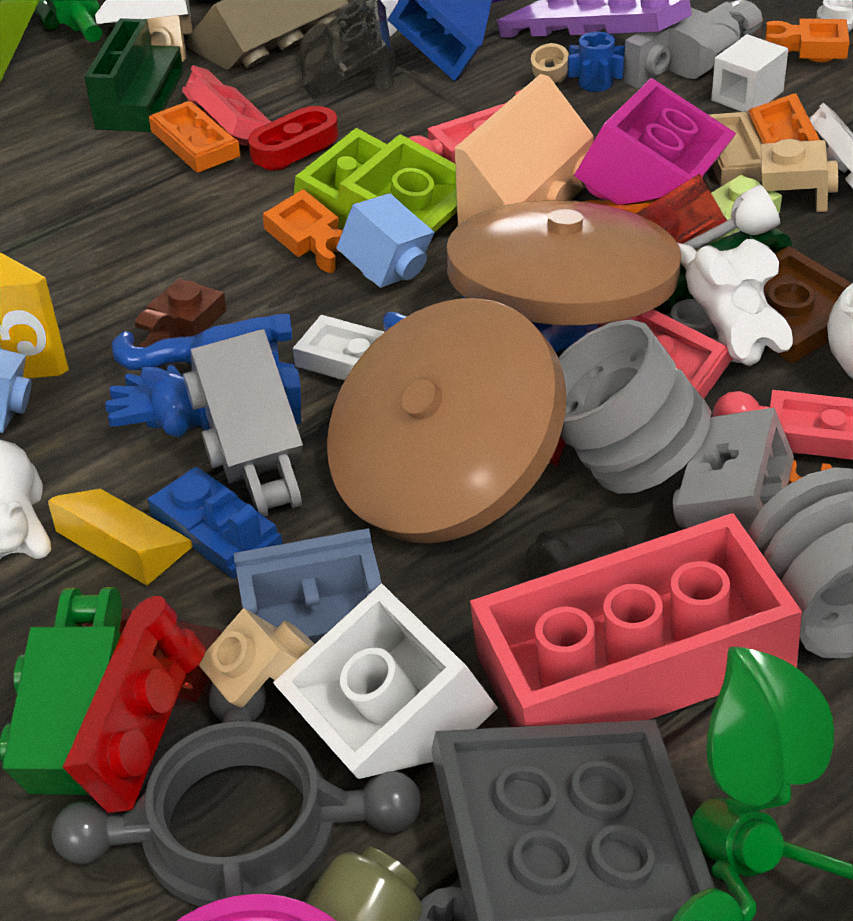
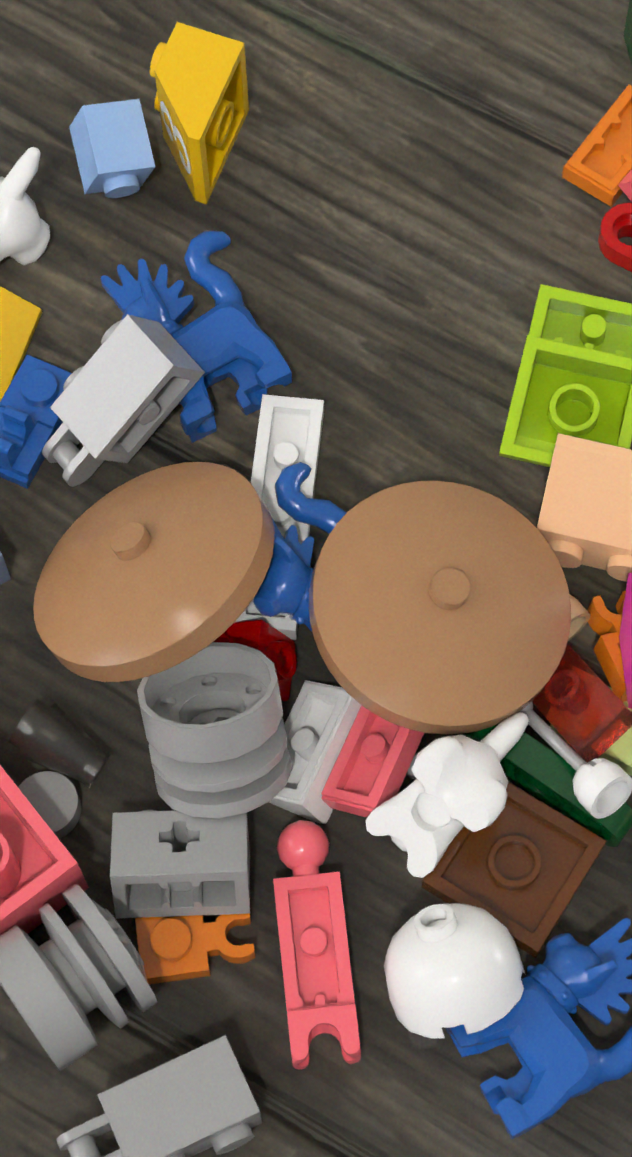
camera: 70 degrees right, 25 degrees up
(181, 311) = (312, 268): copper plate -> none
(305, 226) = (482, 327): orange plate -> none
(385, 240) = (459, 418): light blue brick -> none

